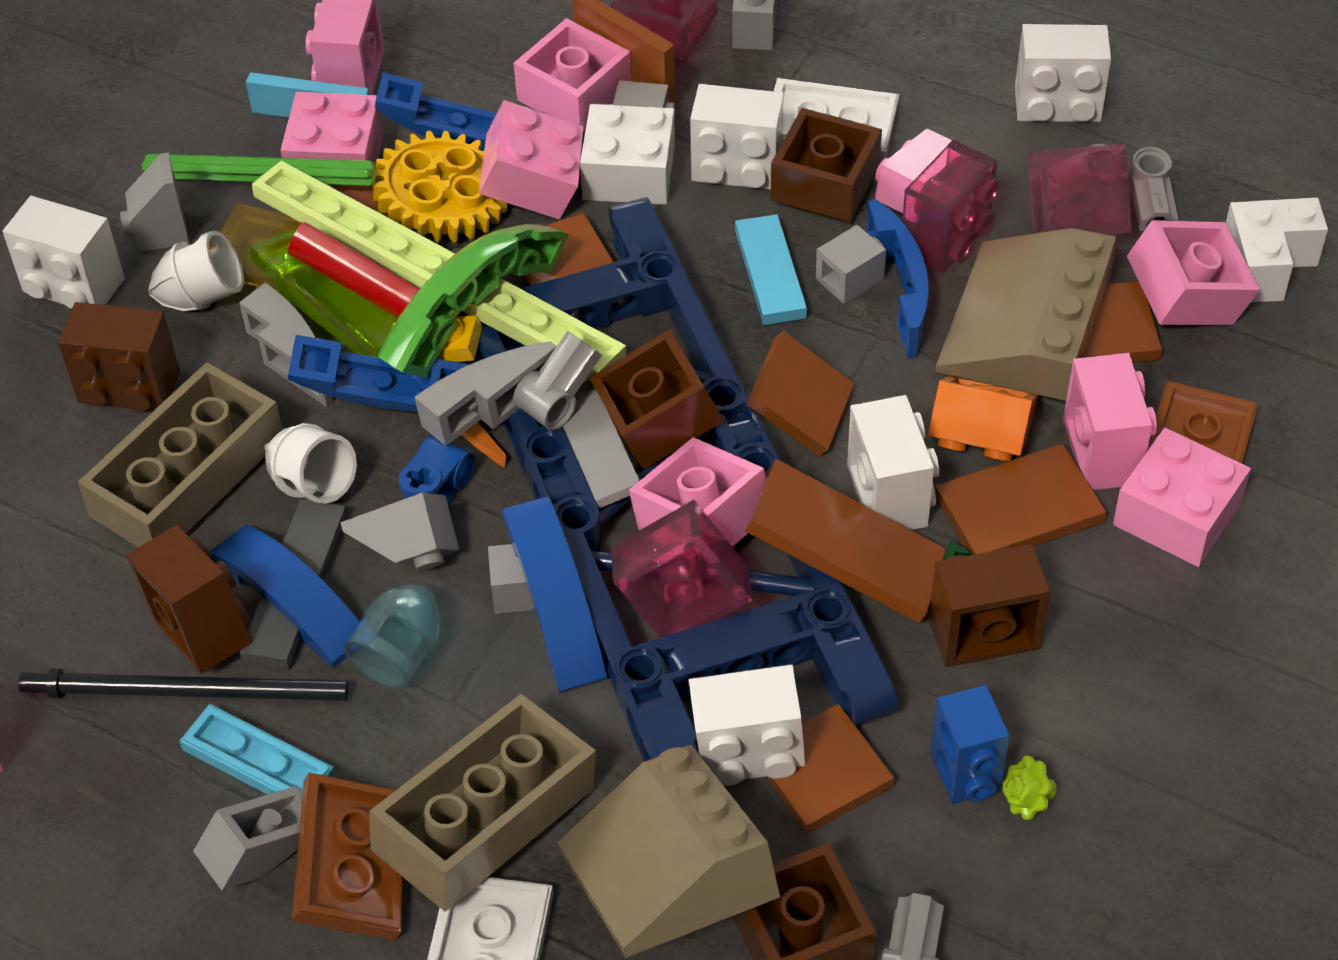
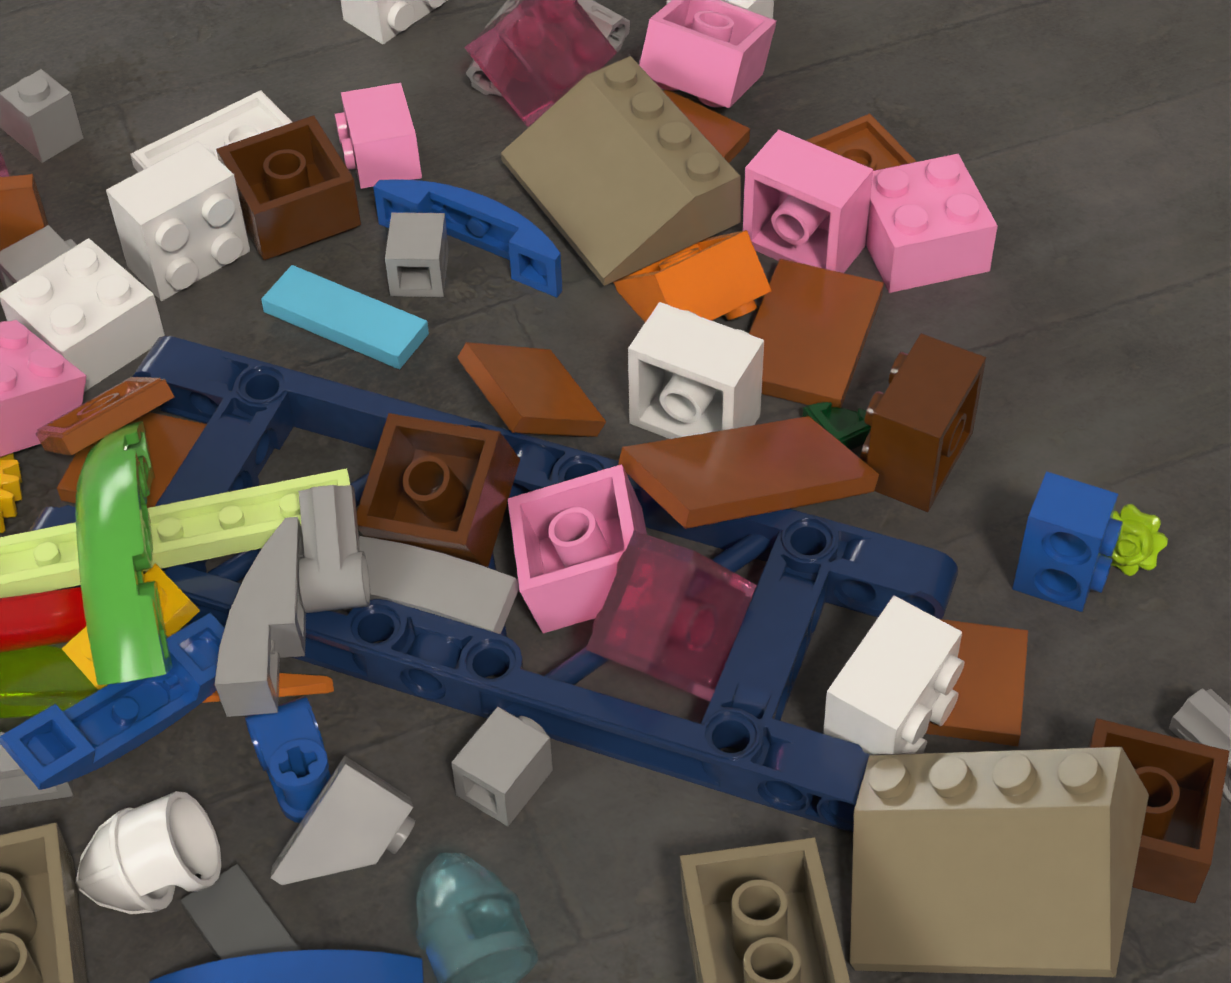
camera: 50 degrees left, 0 degrees up
(556, 214) = (103, 414): none -> dark orange tile
(556, 594) = (568, 736): blue slope -> none
(951, 204) = (450, 128): clear pink brick -> none

